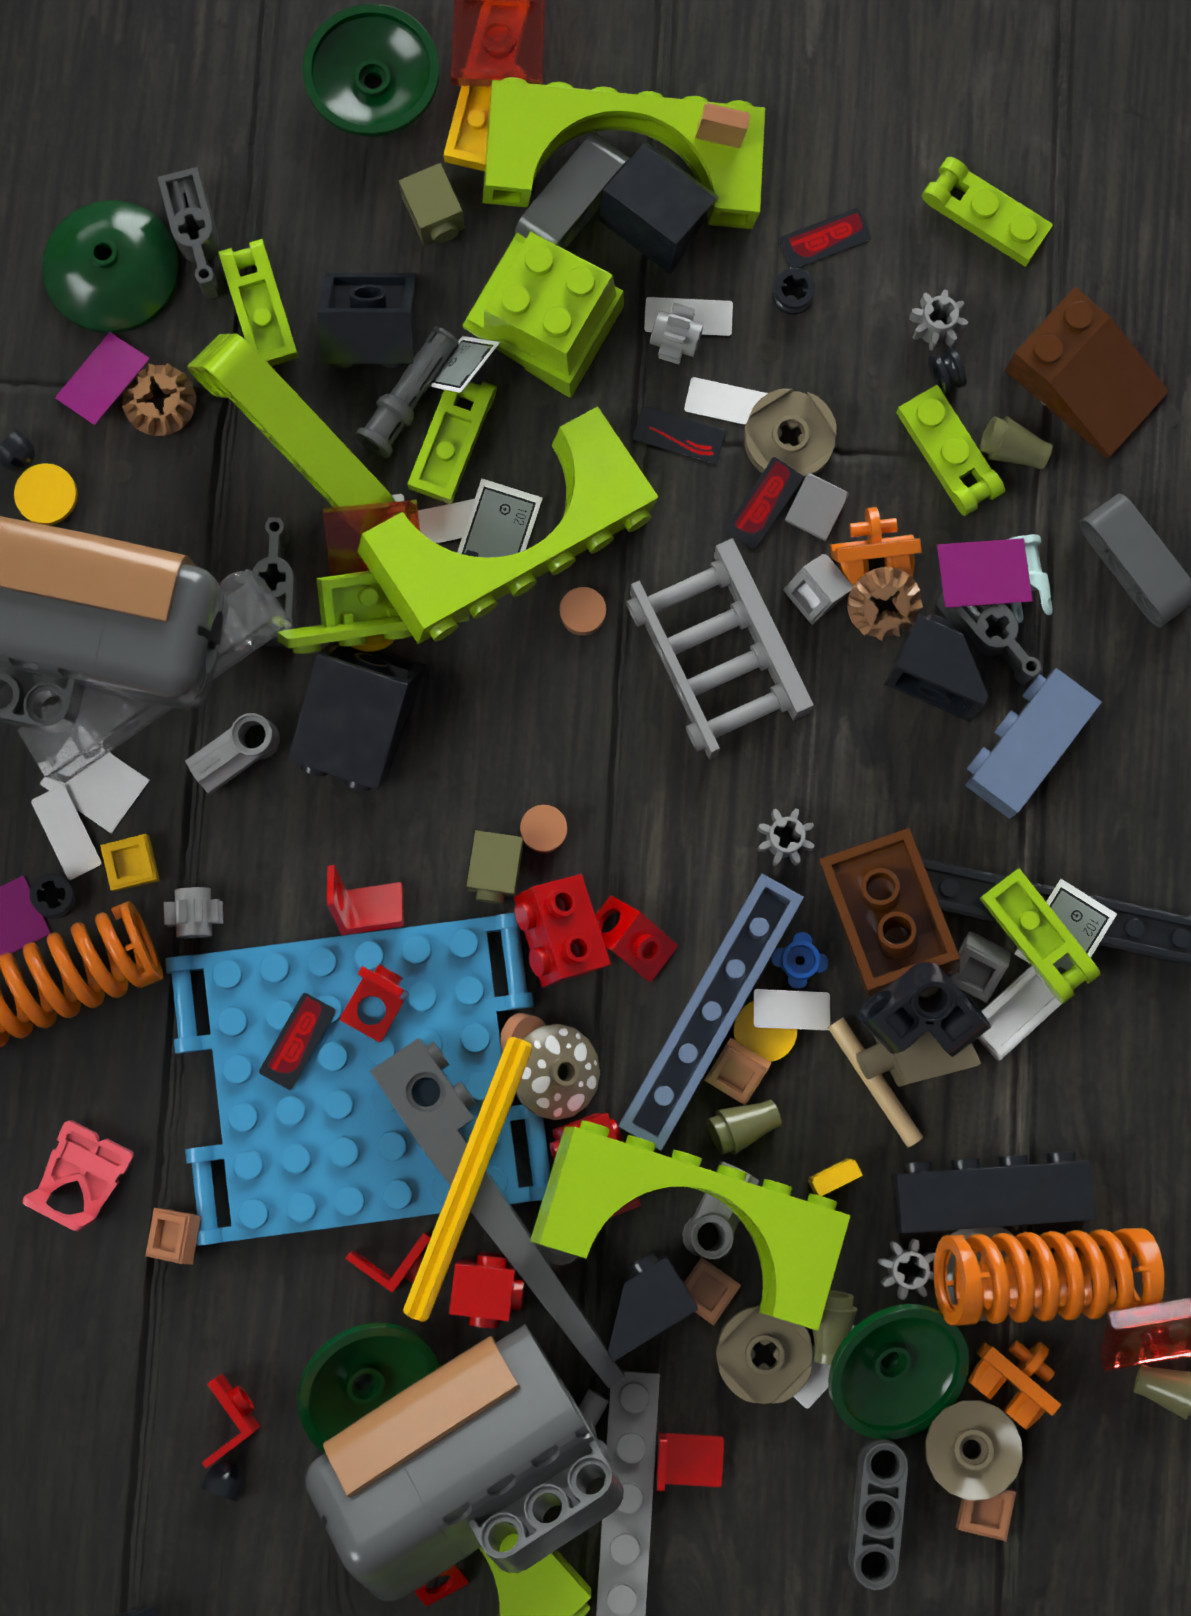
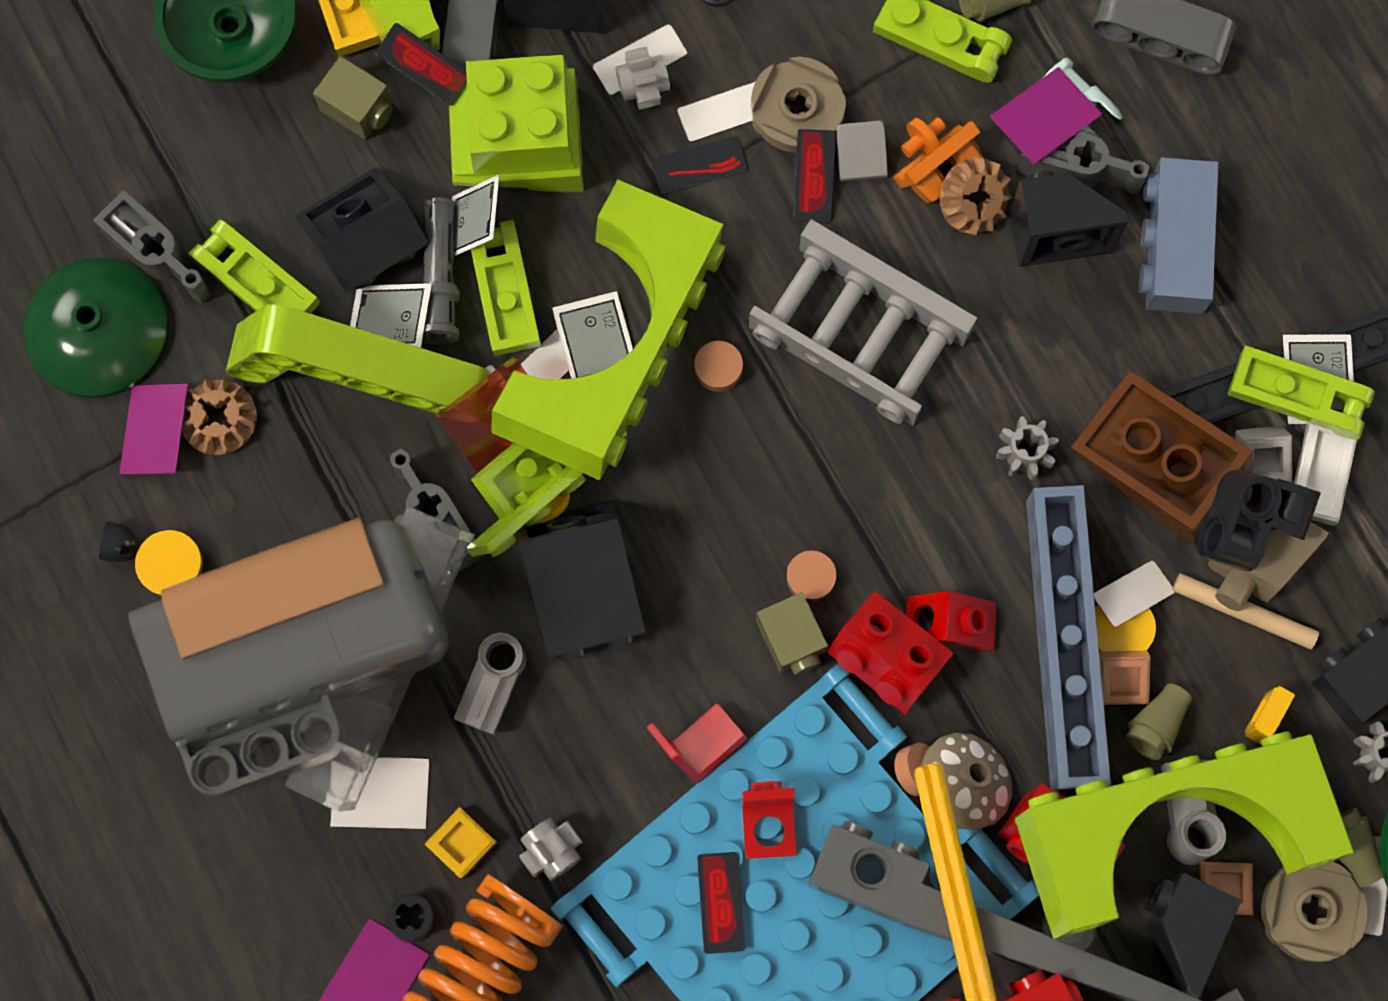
camera: 30 degrees left, 5 degrees down
(66, 832) = (384, 853): white sticker -> none
(346, 403) = (392, 311): none -> light grey sticker
(498, 210) = (423, 63): none -> sticker
(803, 947) = (1123, 542): blue plate -> none
(818, 588) = (909, 219): light grey slope -> none

